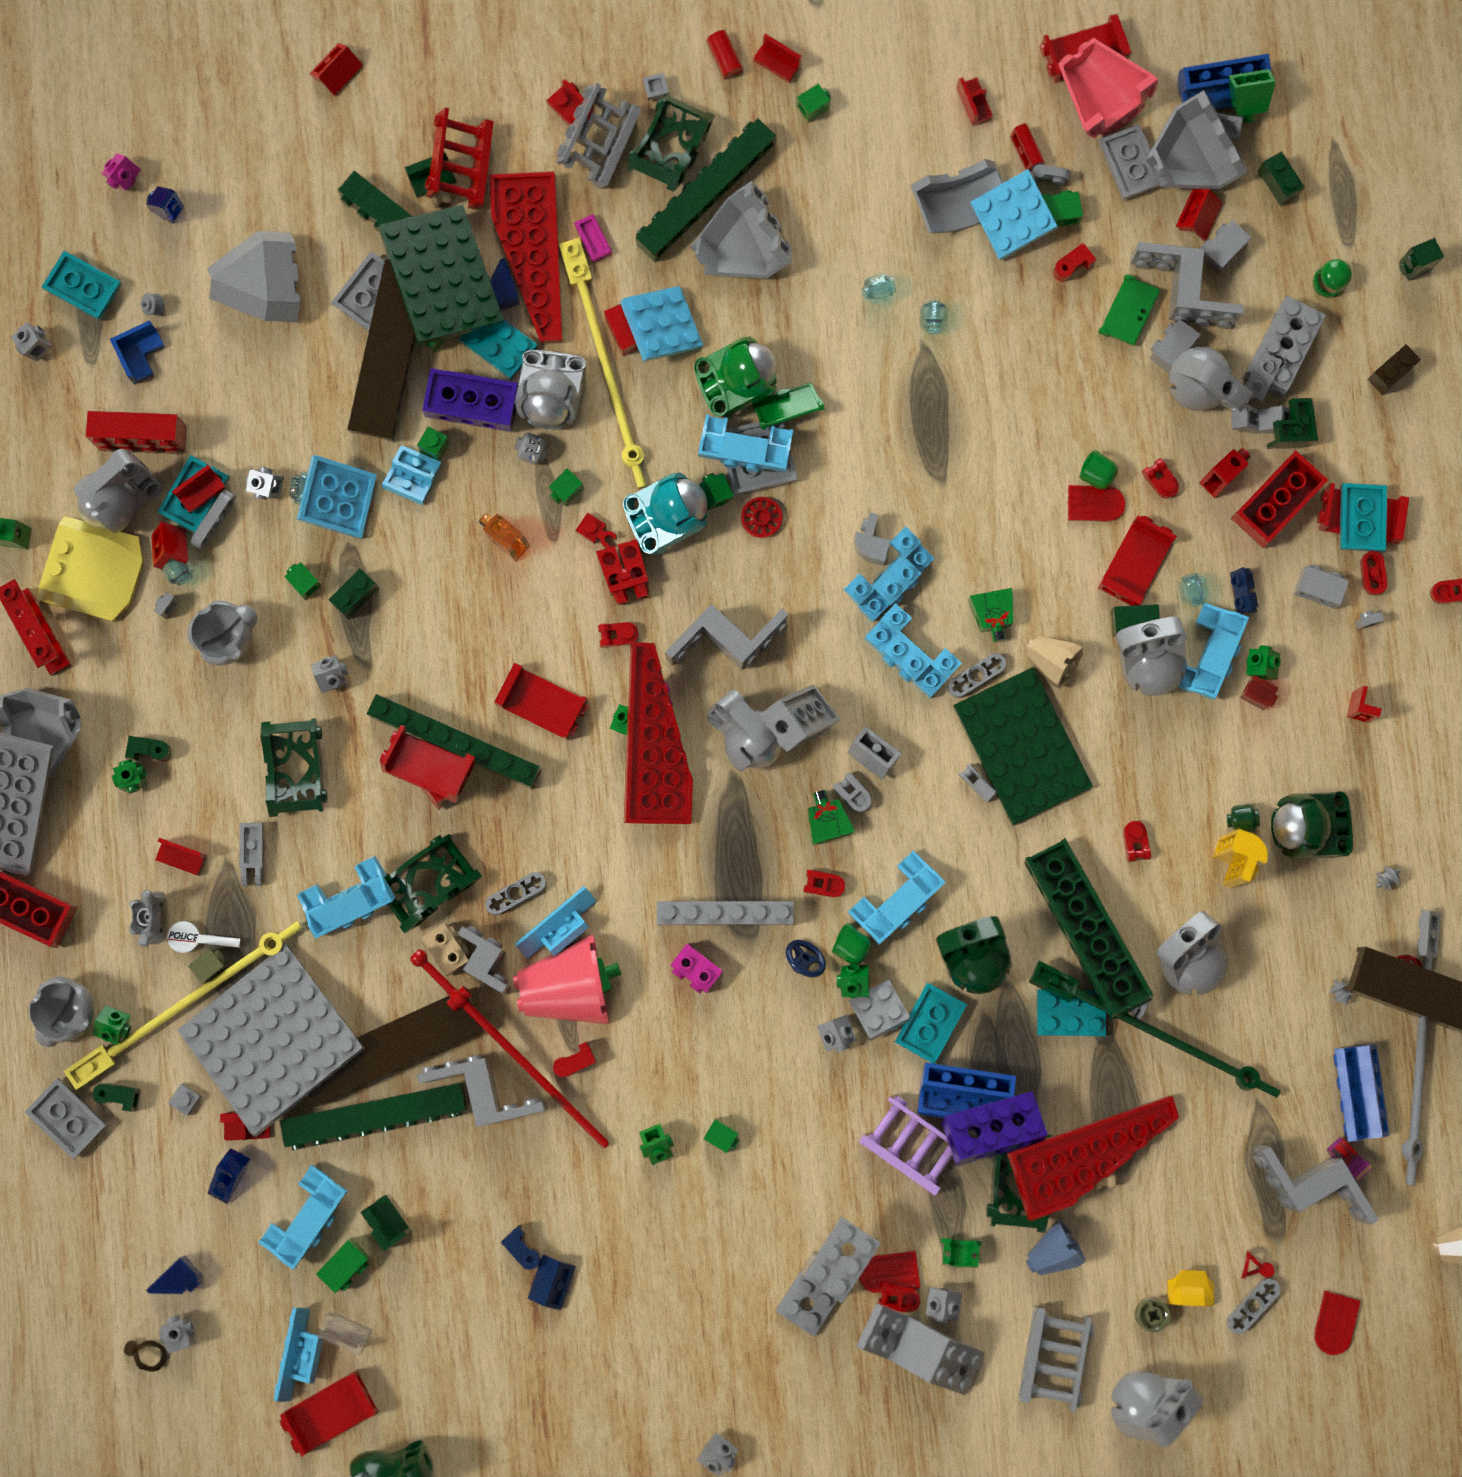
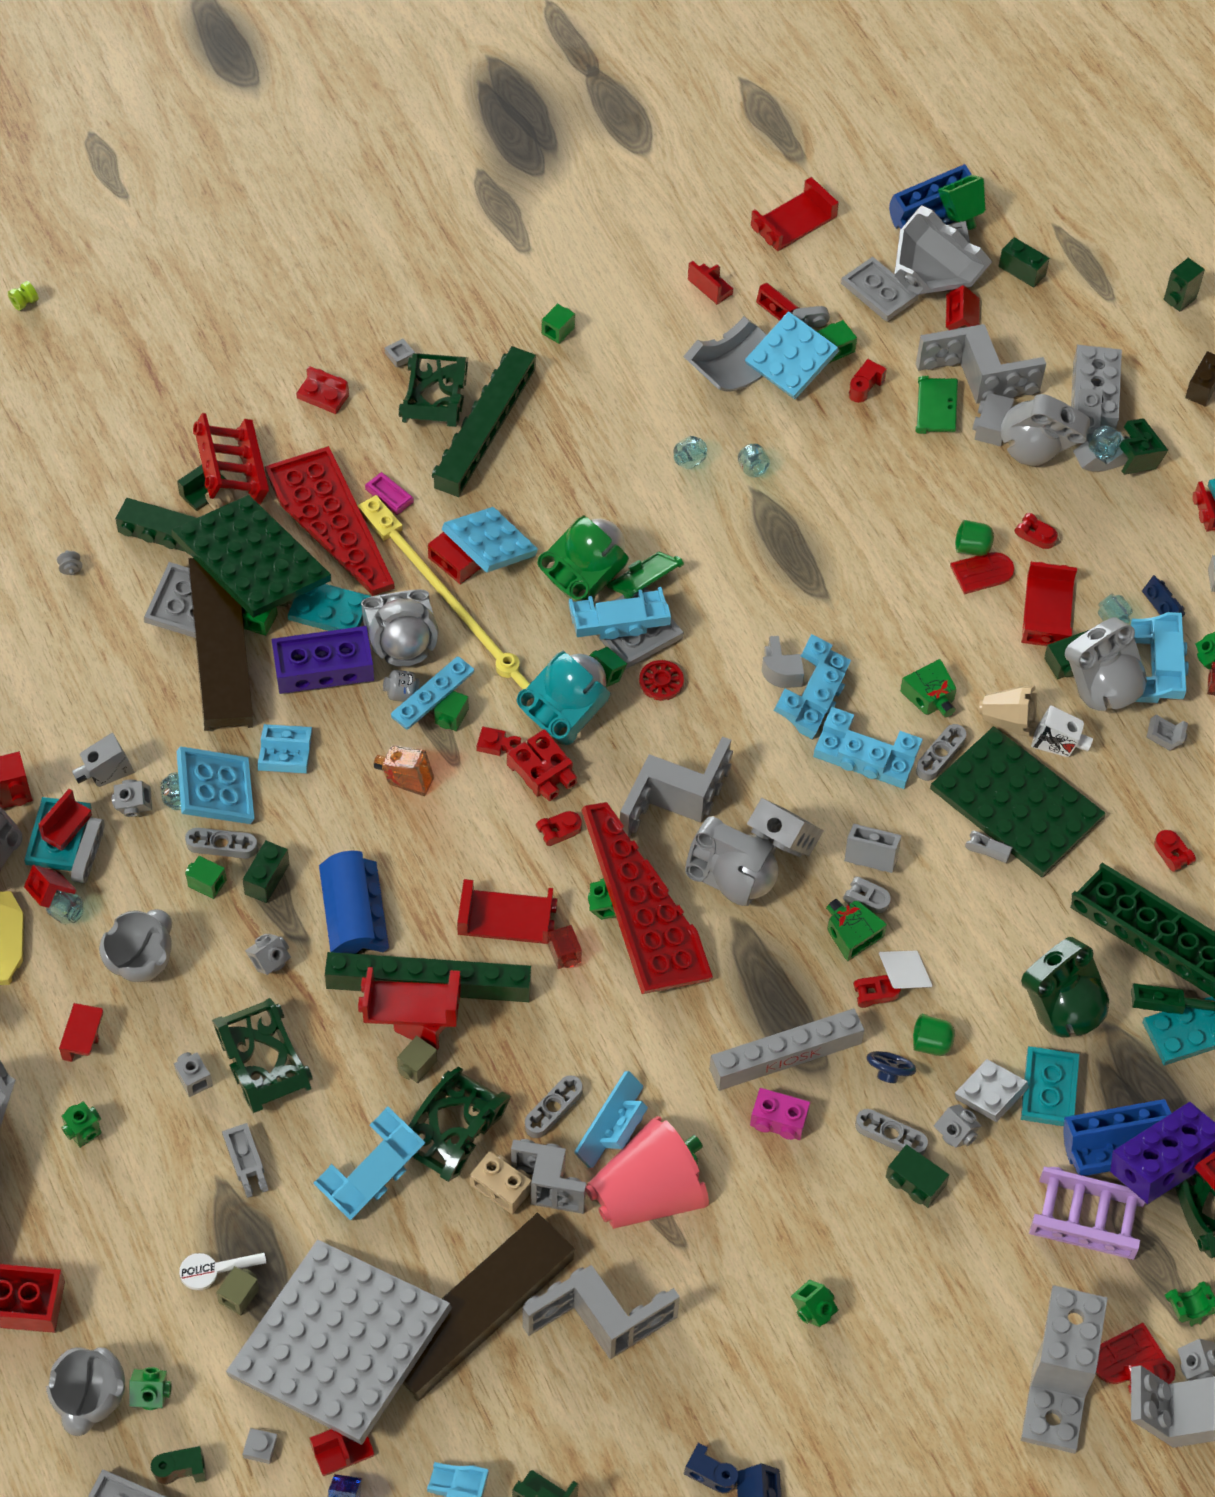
camera: 20 degrees left, 25 degrees down
(102, 1059) = (148, 1433): light yellow bar -> none
(147, 747) = (93, 1090): dark green leg -> none
(150, 928) = (147, 1253): light grey hair -> none
(154, 692) = (80, 1031): none -> red panel
(165, 605) = (63, 945): light grey plate -> none
(180, 857) = (165, 1187): red panel -> none
(239, 766) = (192, 1080): none -> light grey brick
(251, 440) = (103, 762): none -> light grey torso
(259, 277) = (61, 615): light grey panel -> none
(285, 219) = (69, 562): none -> light grey wheel
(336, 68) = (75, 423): red panel -> none
(344, 551) = (228, 851): none -> light grey beam
(374, 1114) = (485, 1384): dark green brick -> none
(416, 651) = (353, 903): none -> blue brick
(418, 814) = (416, 1059): none -> olive brick
(433, 443) = (298, 709): green brick -> none
(459, 999) = (538, 1220): red bar -> none
(504, 287) = (320, 551): clear blue slope -> none
(552, 469) = (432, 693): none -> medium azure bracket
(568, 1065) = (689, 1253): red leg -> none
(577, 753) = (564, 947): none -> clear red brick
(613, 143) = (378, 402): light grey fence -> none
(721, 1136) = (881, 1273): green brick -> none
(724, 54) = (455, 310): red brick -> none
(743, 238) = (539, 447): light grey panel -> none
(778, 58) = (509, 298): red panel -> none
(785, 1064) = (916, 1176): none -> dark green brick
(789, 1032) = (887, 1122): none -> light grey beam
(854, 981) = (960, 1069): green brick -> none
(855, 874) = (905, 969): none -> white sticker
(904, 902) = (964, 986): medium azure bracket -> none
(1081, 692) = (1060, 733): none -> white torso
(1105, 87) = (830, 232): coral cone -> none
(1183, 727) = (1166, 733): none -> light grey bracket
(1224, 246) = (1001, 326): light grey brick -> none
(1225, 471) = (1096, 495): red torso -> none
(1261, 414) = (1104, 442): none -> clear light blue head
(1279, 499) = (1156, 510): red brick -> none
(1335, 275) = (1112, 317): green helmet -> none

